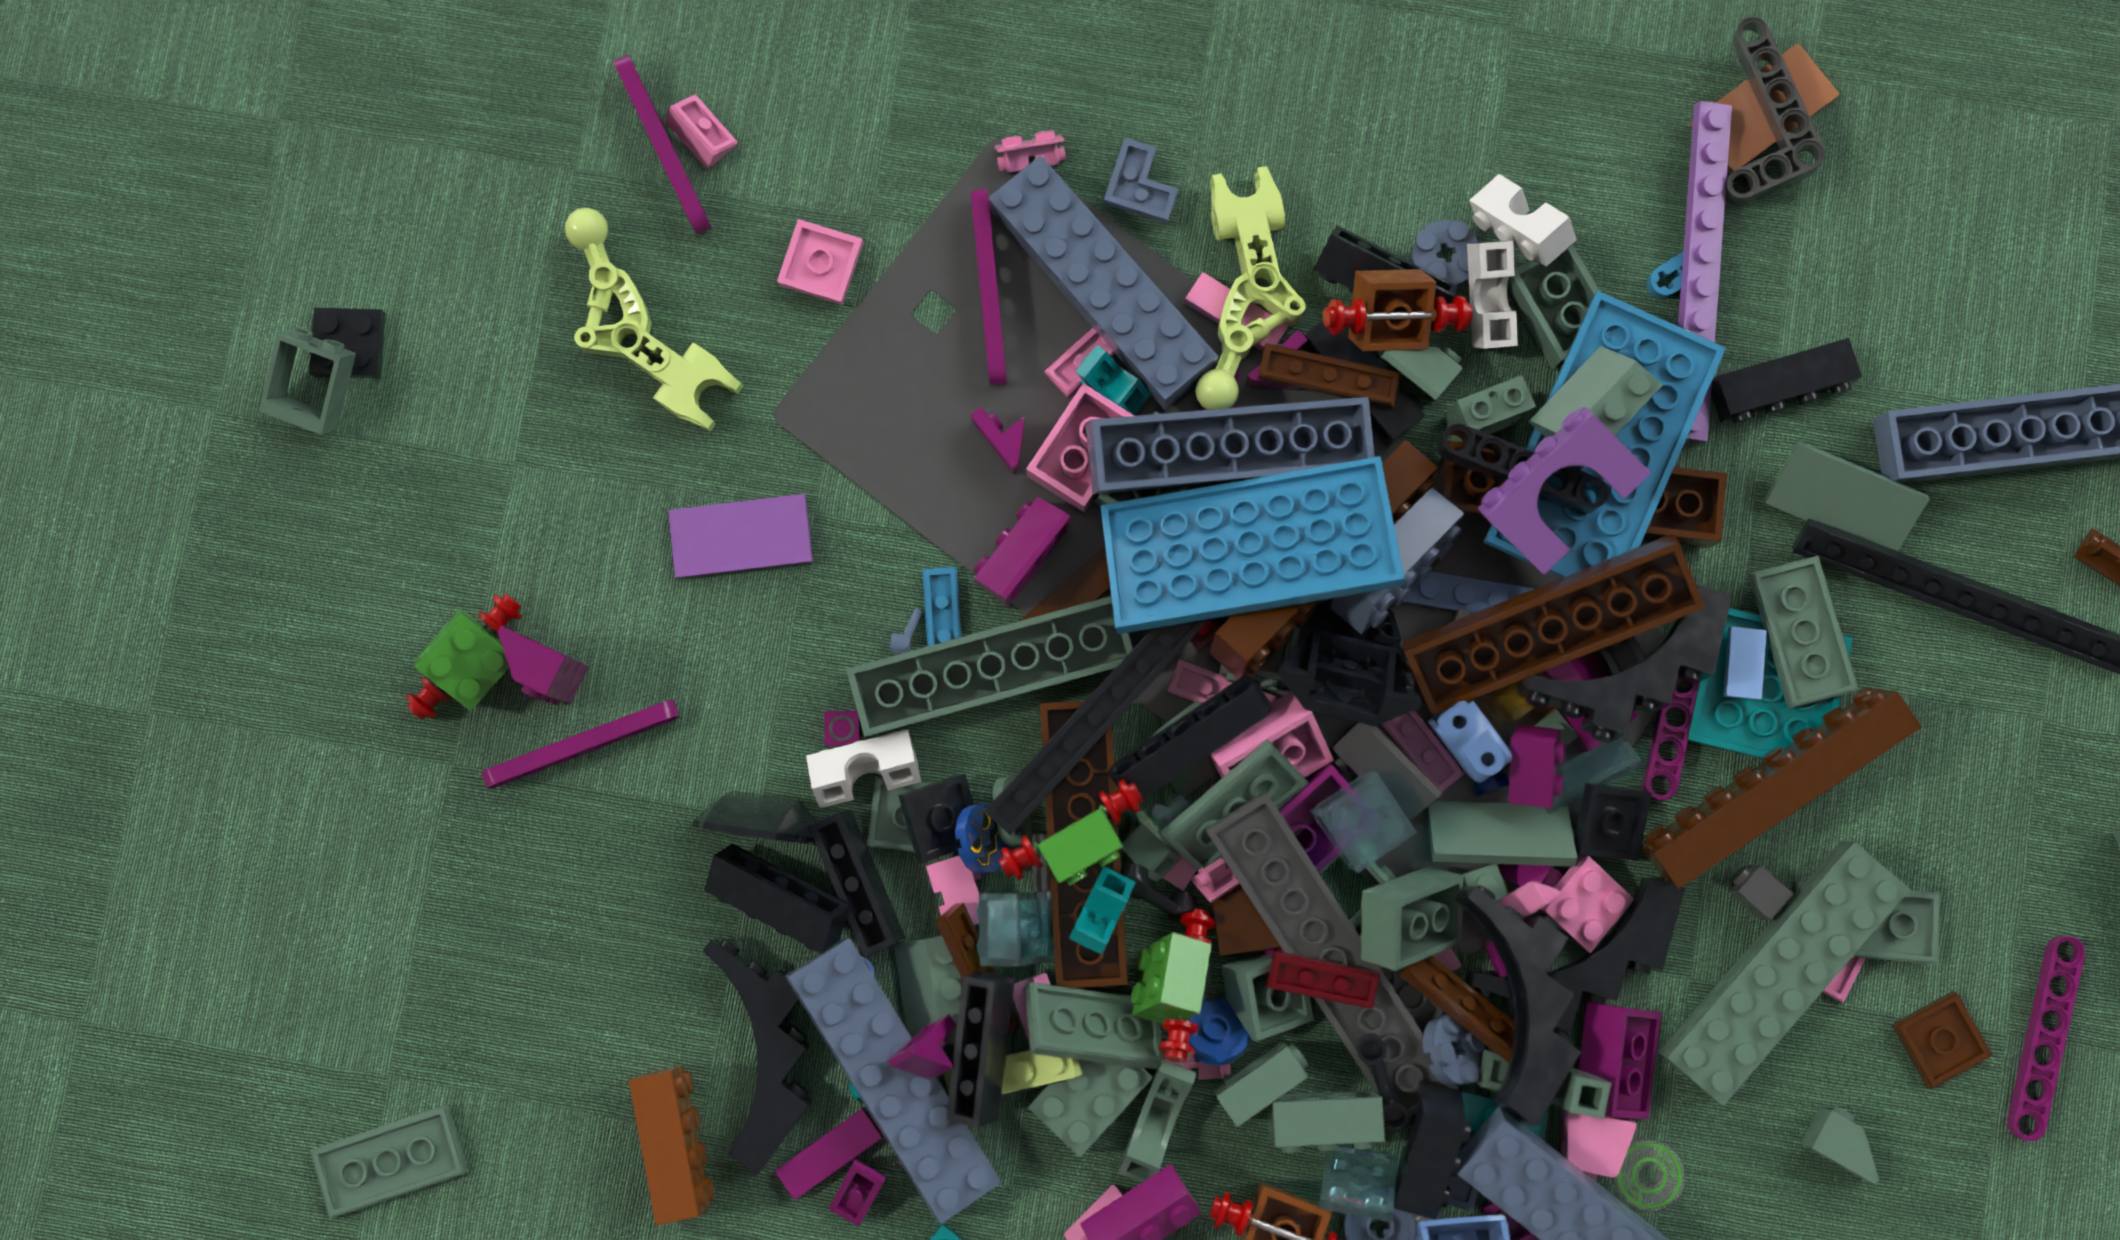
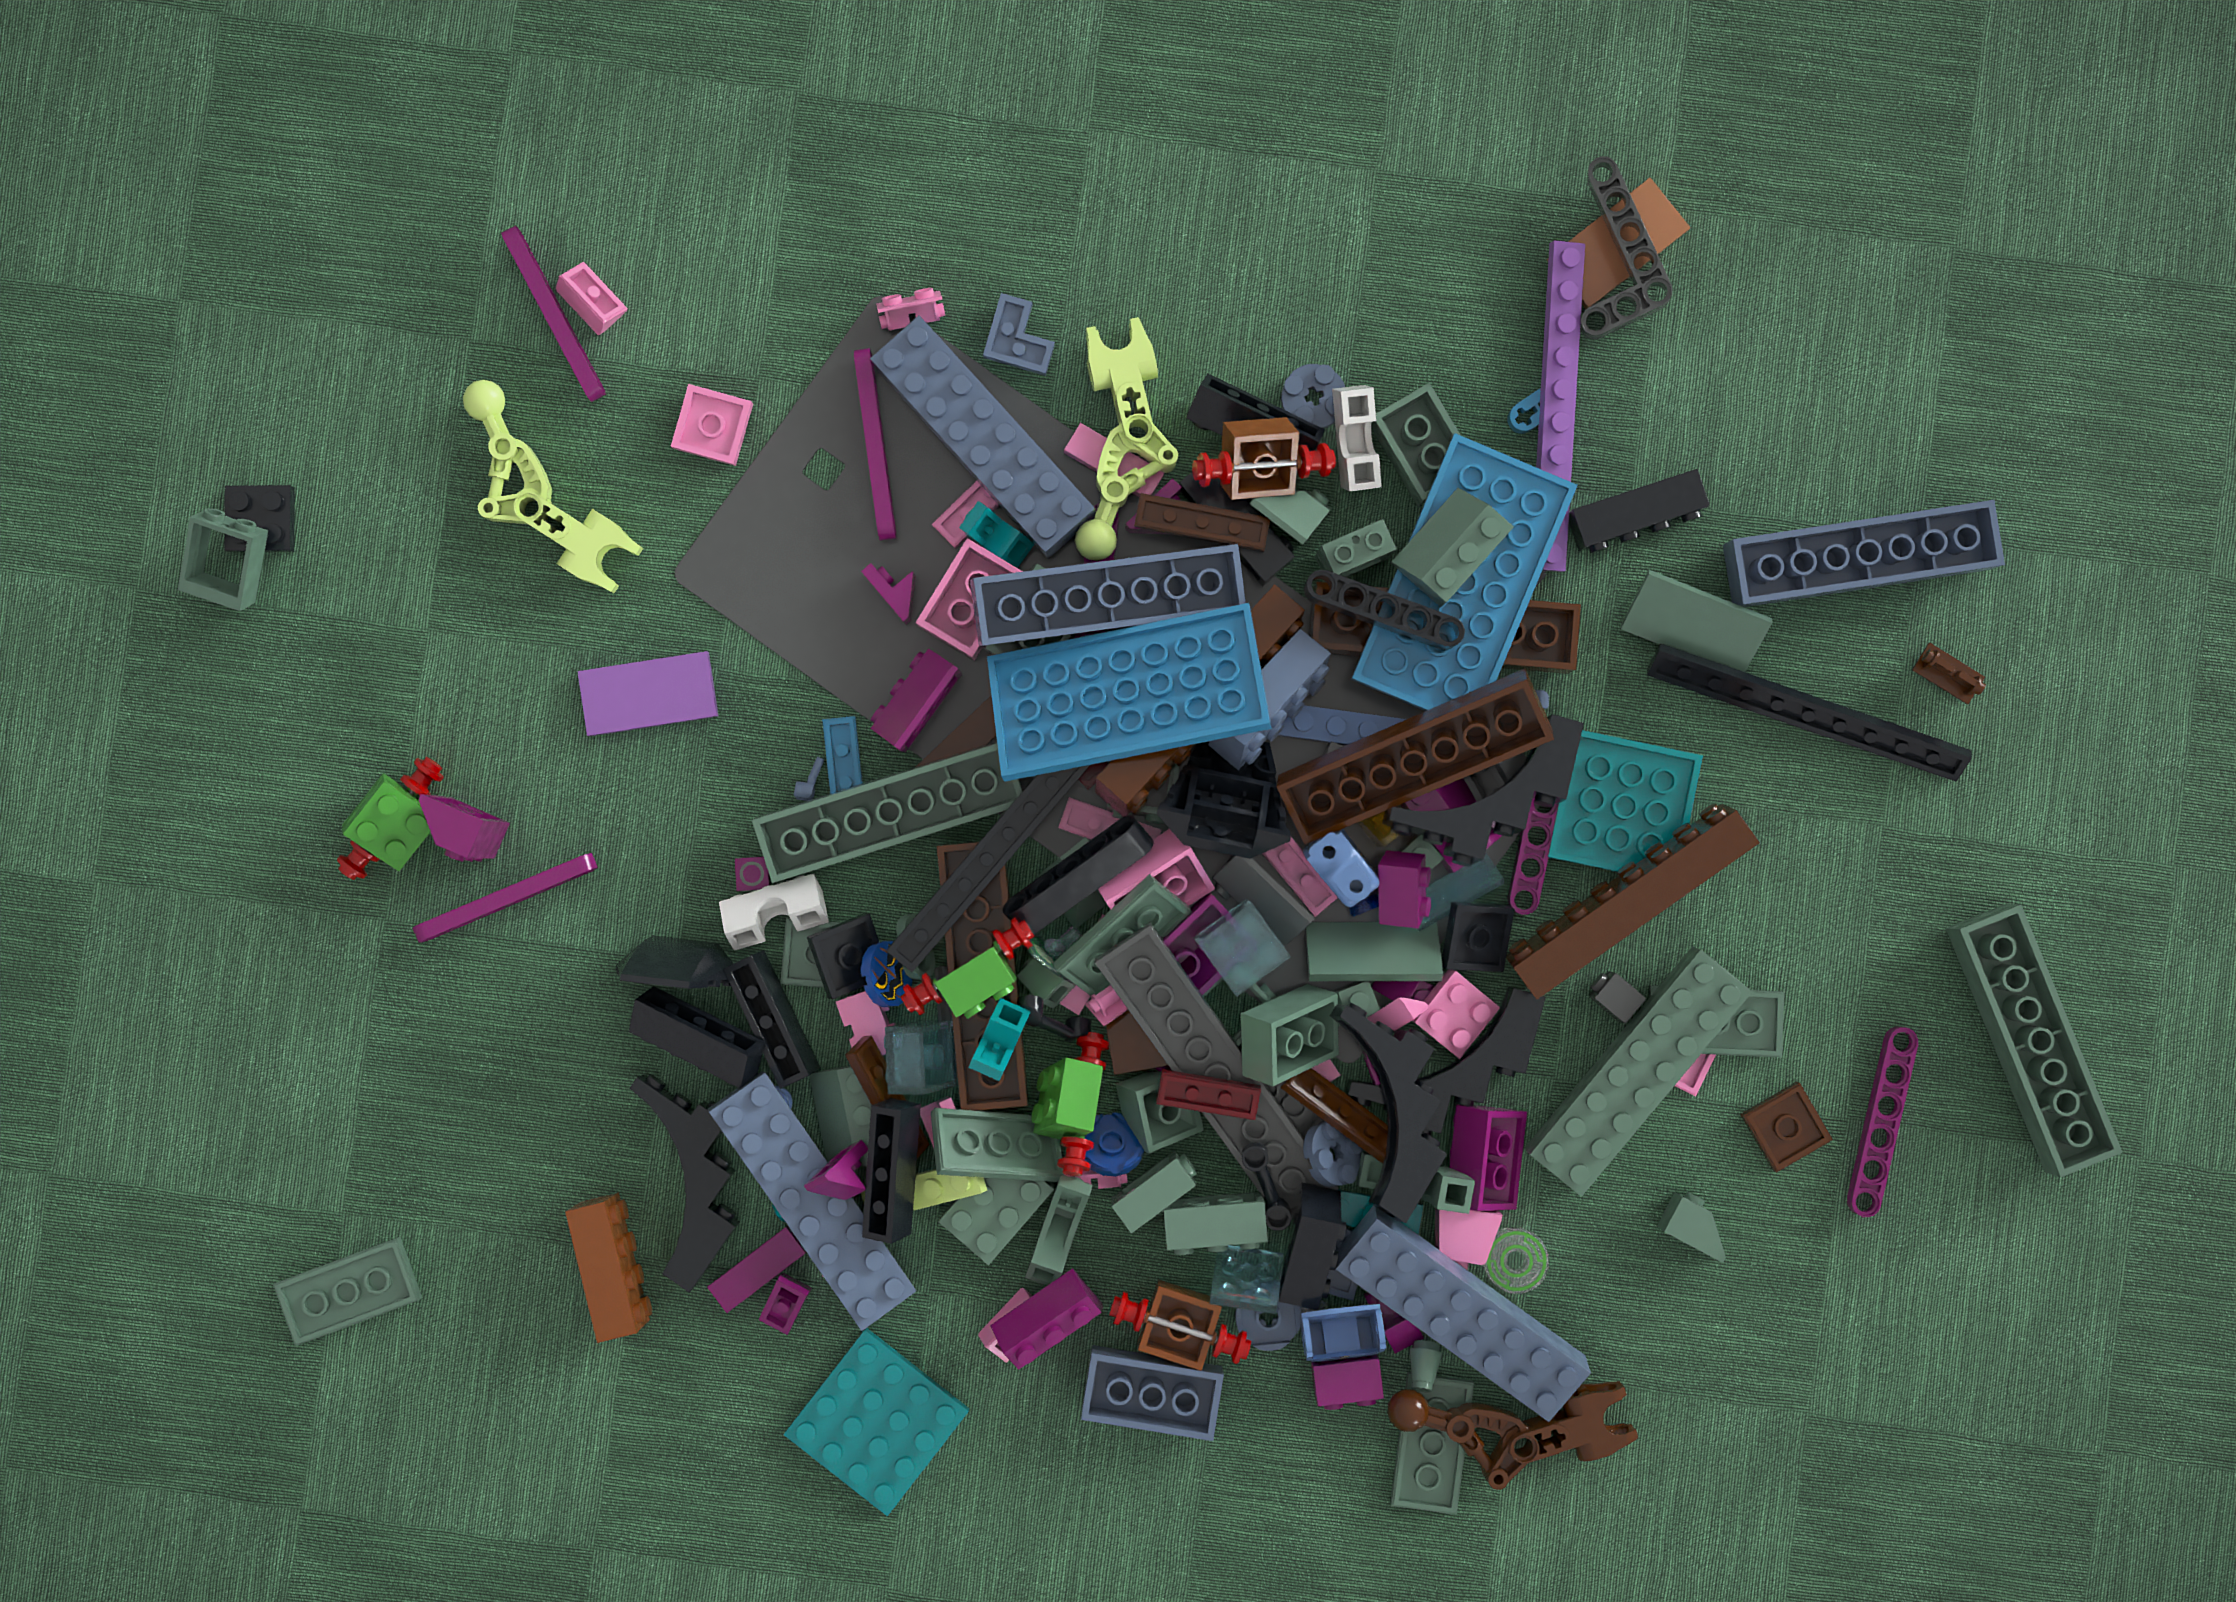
camera: 10 degrees left, 5 degrees up
(1537, 235) = (1398, 380): white arch -> none
(1579, 442) = (1434, 586): medium lavender arch -> none
(1744, 663) = (1600, 783): light blue tile -> none
(1803, 632) = (1655, 752): sand green tile -> none

